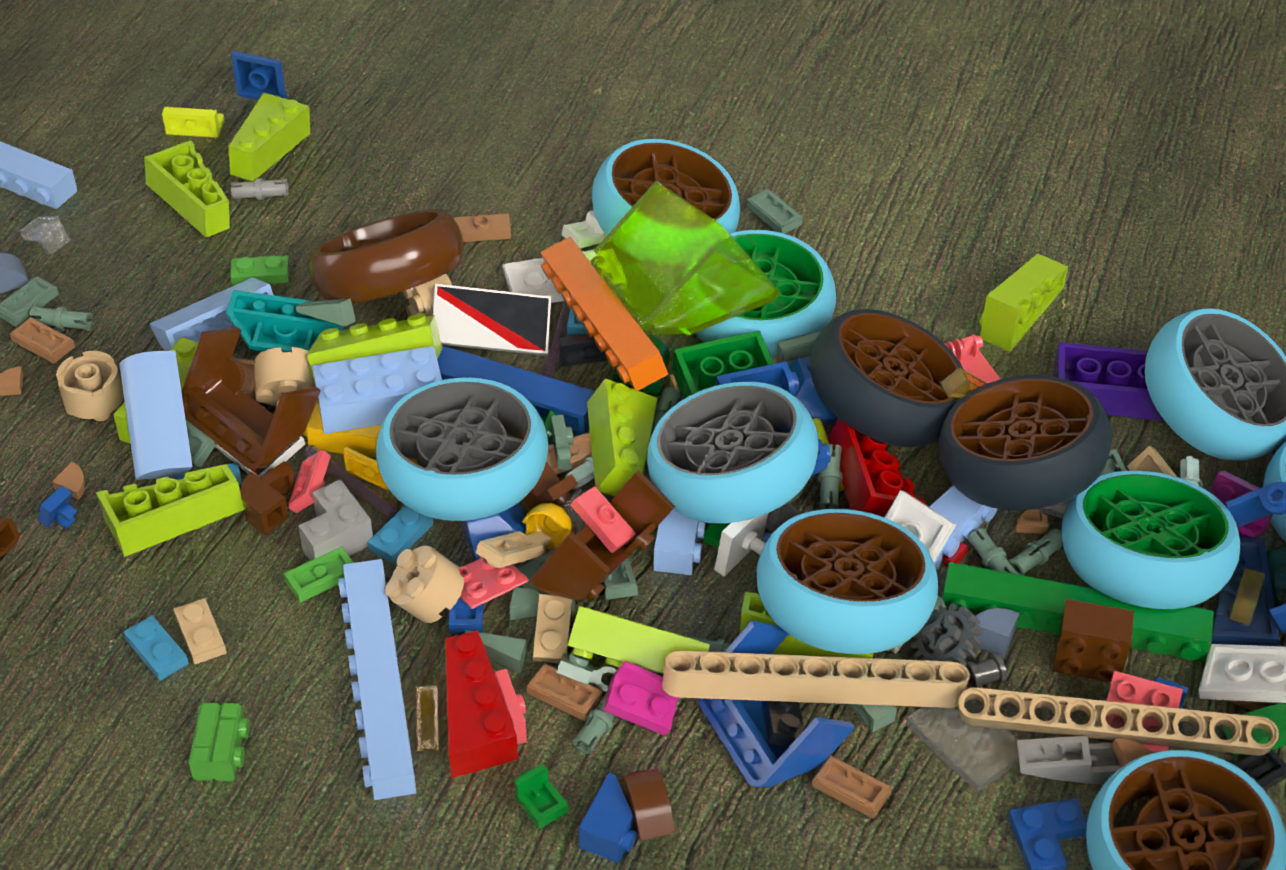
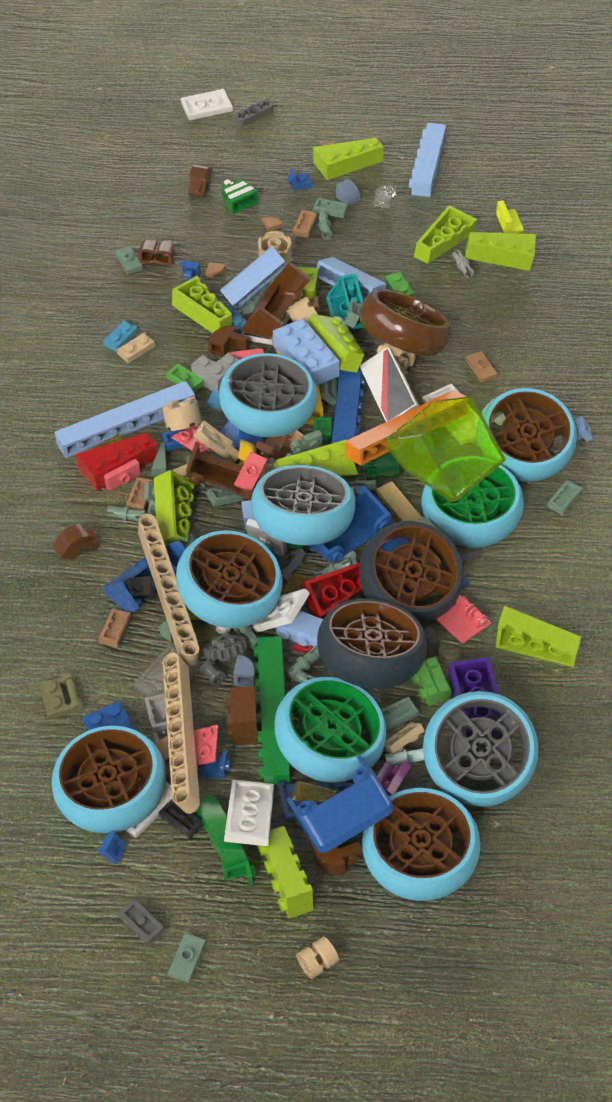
camera: 75 degrees right, 5 degrees up
(217, 742) = (67, 374): bright green brick -> none
(257, 76) = (557, 229): blue slope -> none
(539, 797) = (69, 501): green bracket -> none
(608, 823) = (56, 525): blue slope -> none
(639, 698) = (134, 514): dark pink bracket -> none
(700, 364) = (394, 495): green brick -> none
(960, 383) = (410, 604): clear yellow piece -> none

